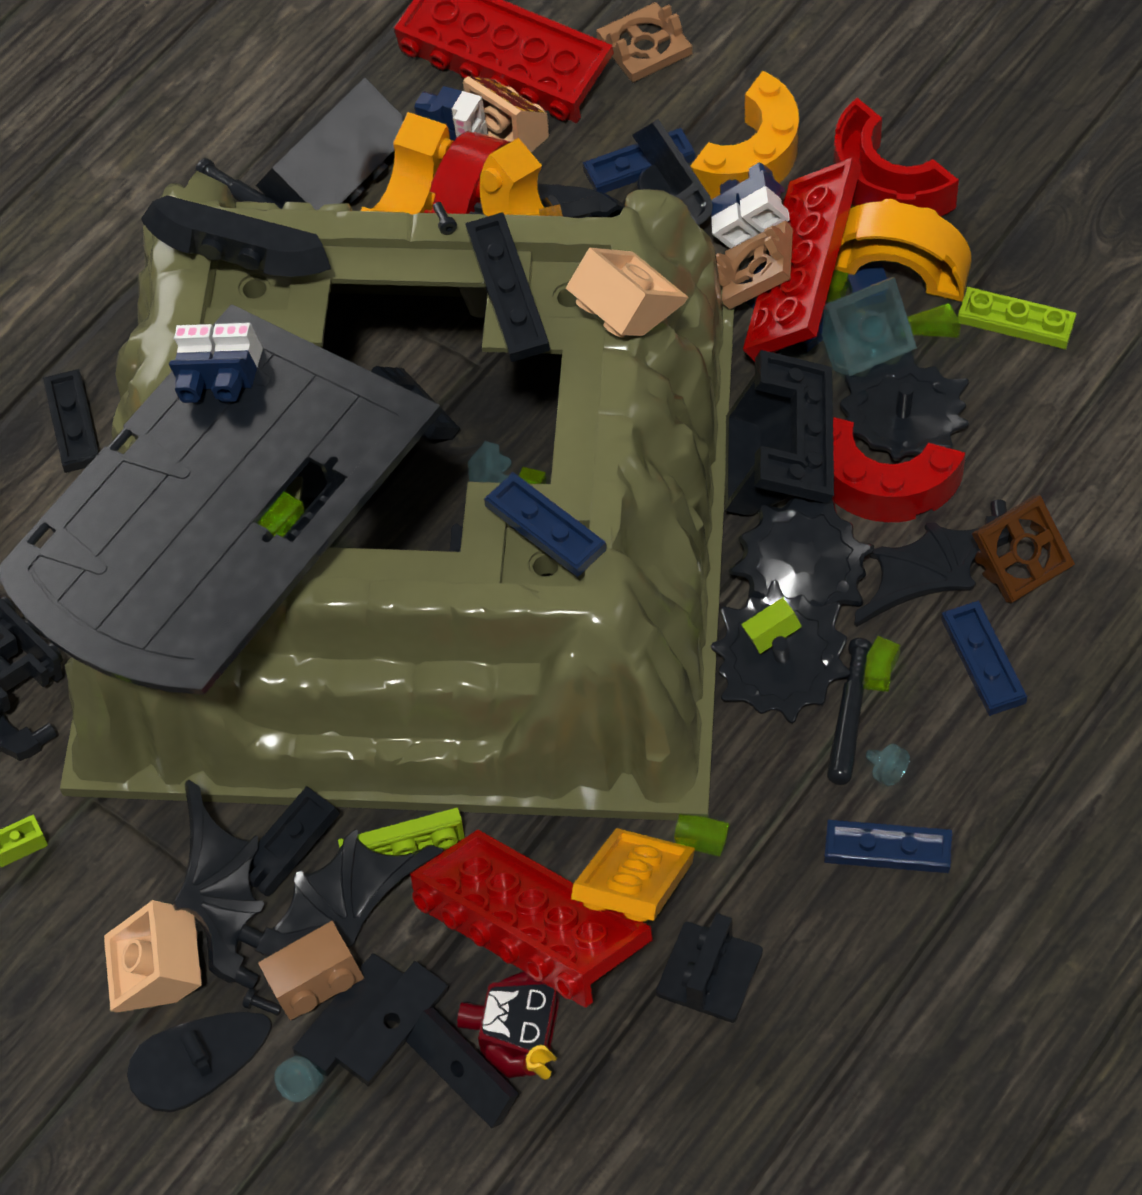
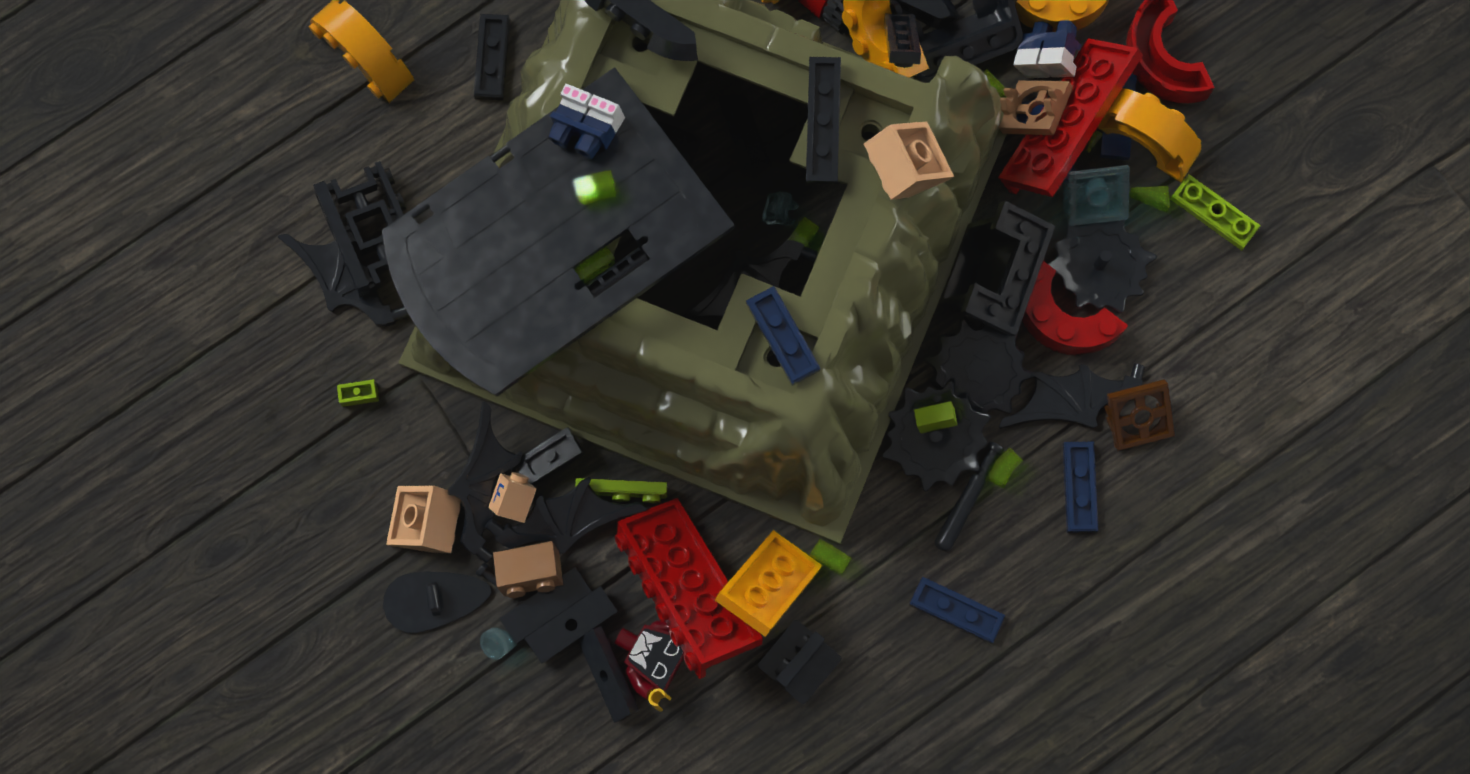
camera: 15 degrees right, 20 degrees up
(252, 423) = (594, 187): none -> clear neon green piece
(262, 886) = (512, 497): none -> light nougat brick
(447, 224) = (797, 49): black piece -> none
(889, 763) = (982, 550): clear light blue tile -> none

